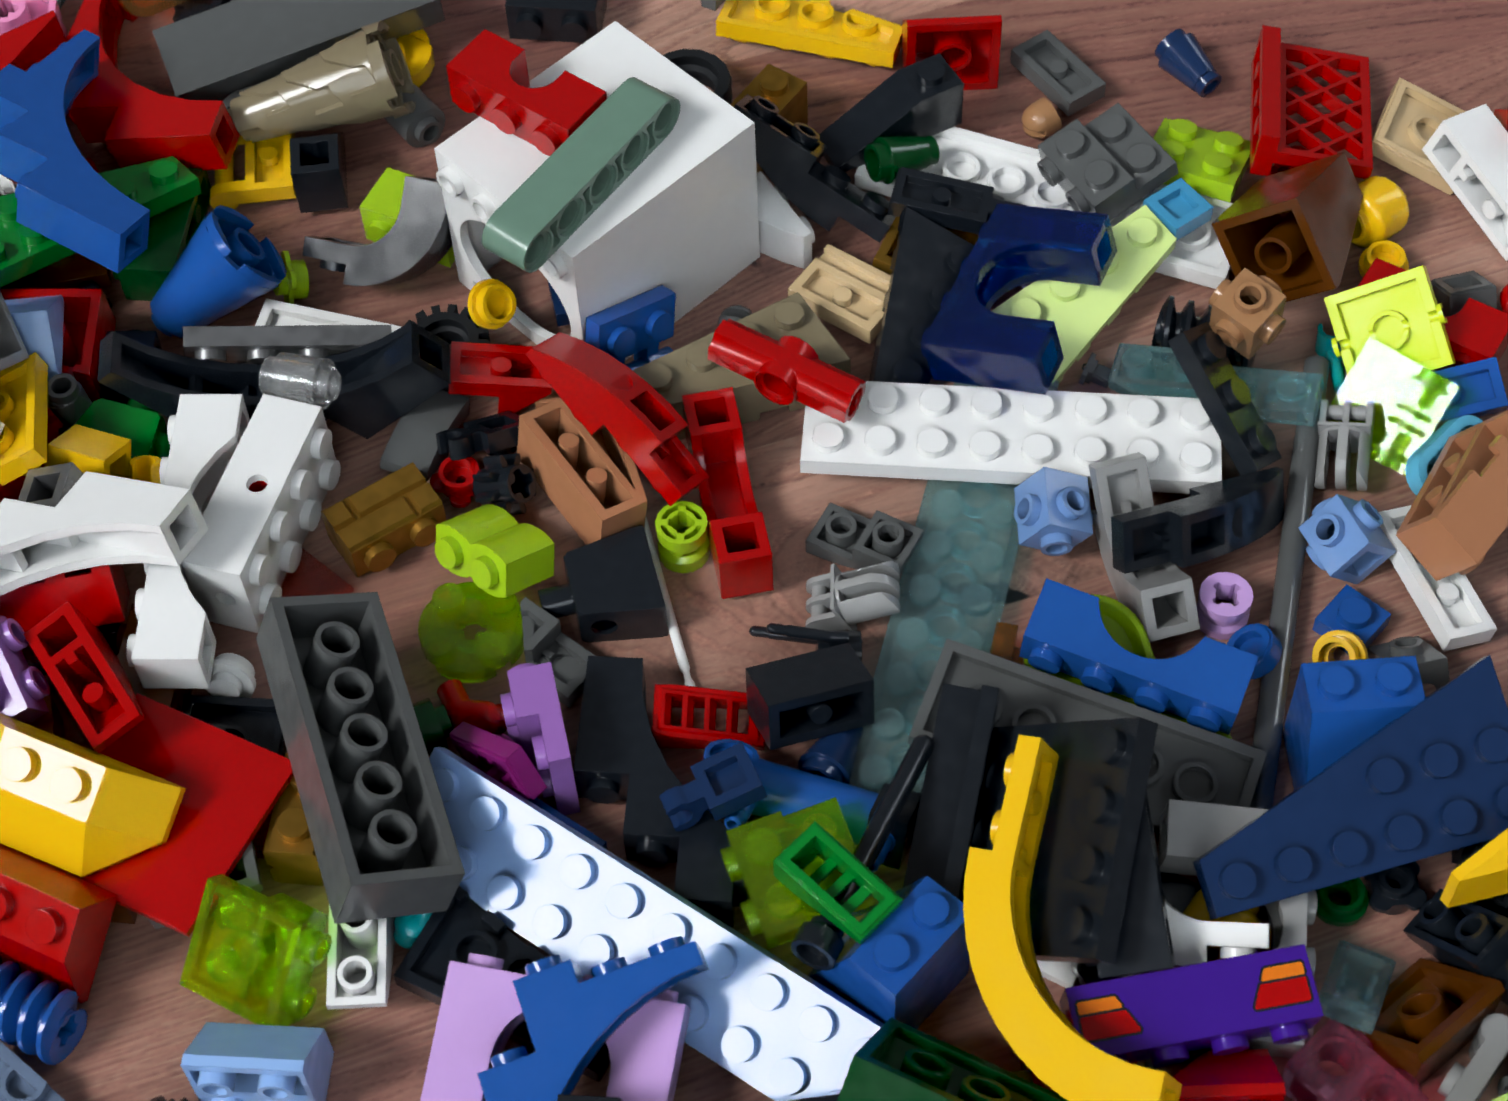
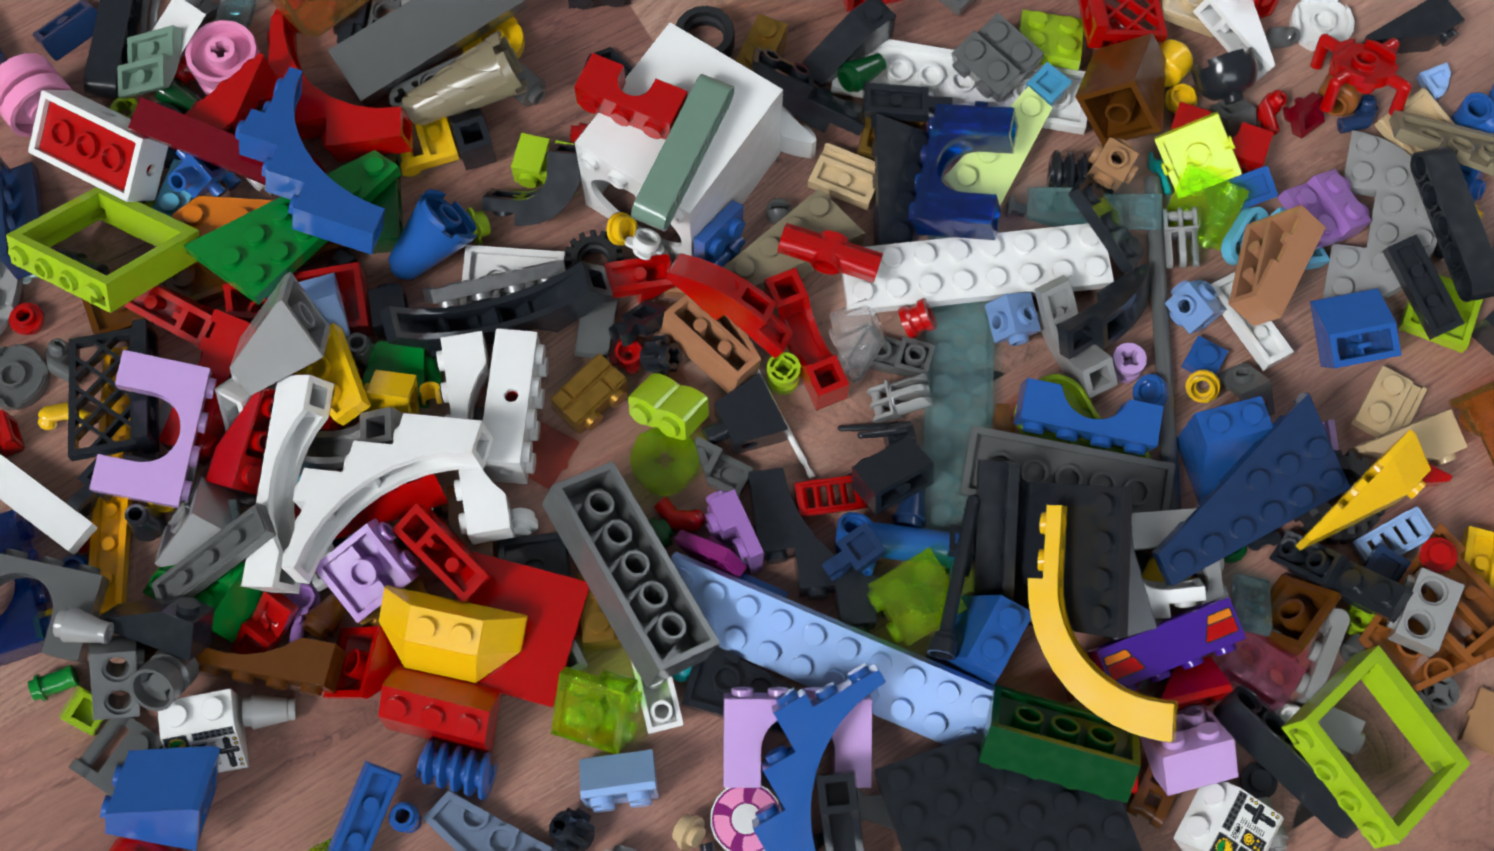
camera: 15 degrees left, 15 degrees up
(300, 378) = (517, 314): clear brick -> none
(520, 326) = (645, 243): none -> white plate
(804, 501) = (857, 336): none -> clear slope
(818, 842) = (944, 592): green slope -> none
(904, 488) = (917, 318): none -> red wheel
(1041, 119) = (942, 22): medium nougat hinge -> none
(1456, 232) = (1227, 76): none -> black cylinder

